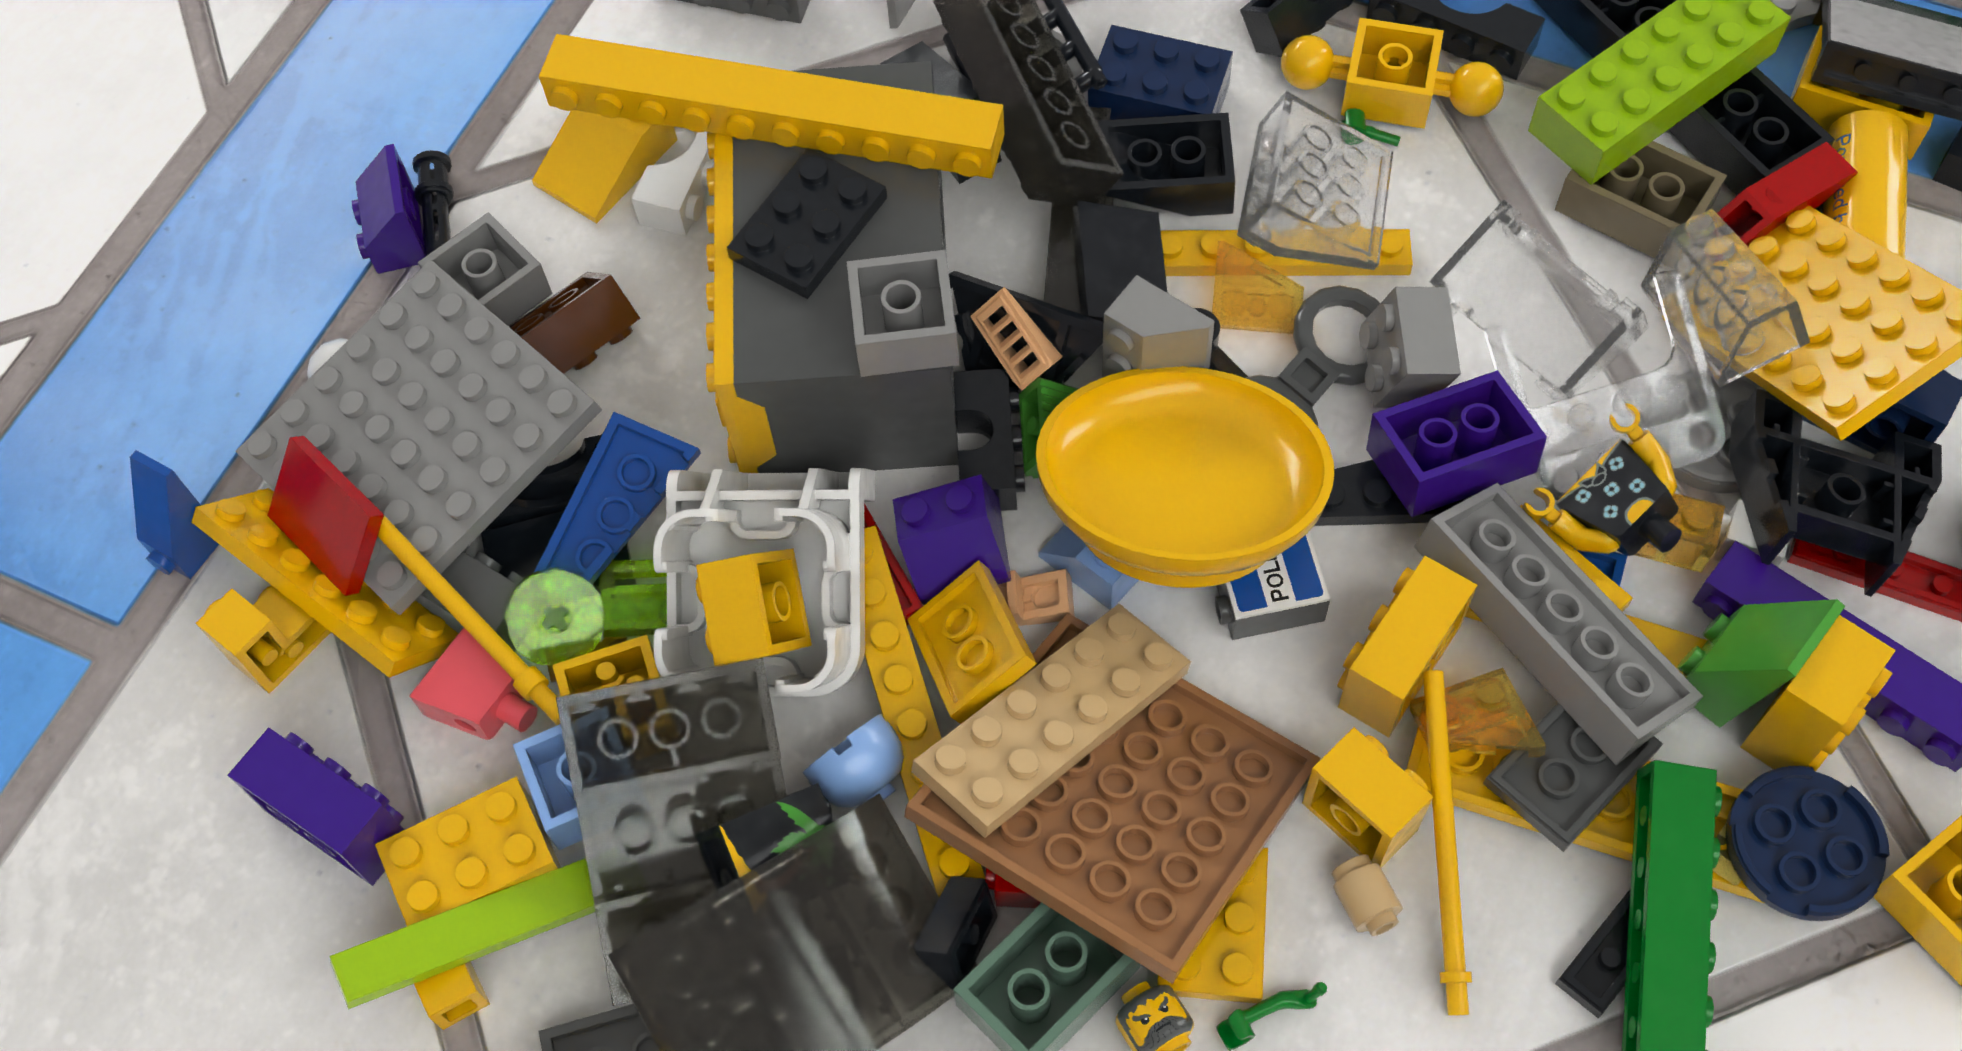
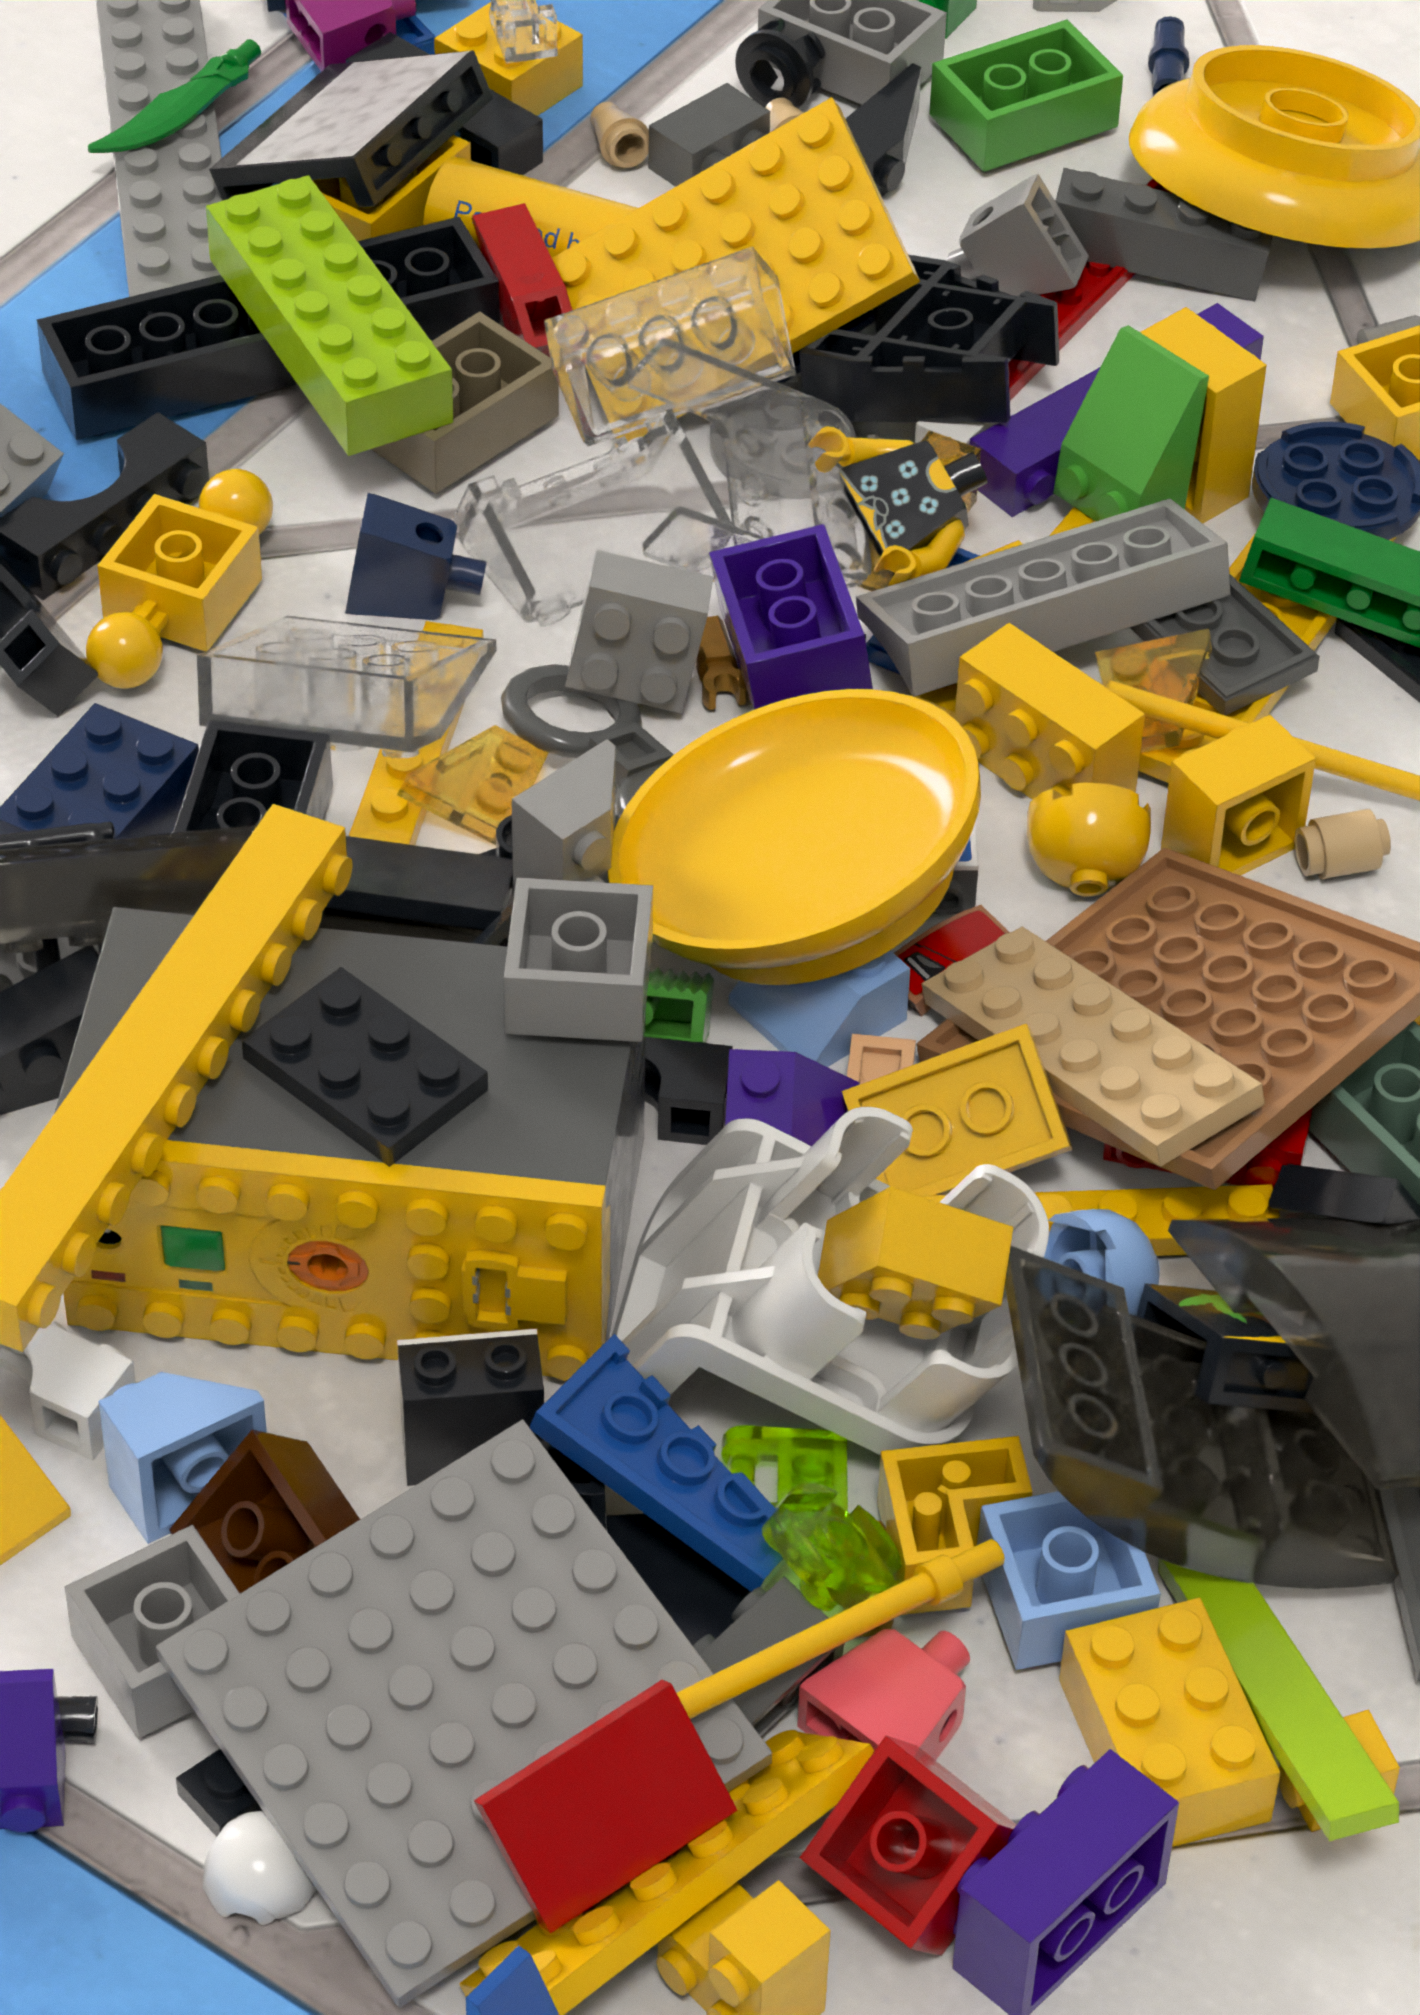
camera: 85 degrees left, 15 degrees down
(344, 707) = (906, 1842): none -> red brick
(609, 241) = (170, 1440): none -> light blue slope
(666, 387) = (464, 1393): none -> black piece
(1171, 621) = (944, 945): none -> red slope
(1299, 698) = (1088, 837): none -> yellow cylinder
(1356, 119) = (230, 631): green hand -> none
(1450, 194) = (407, 563): none -> dark blue torso

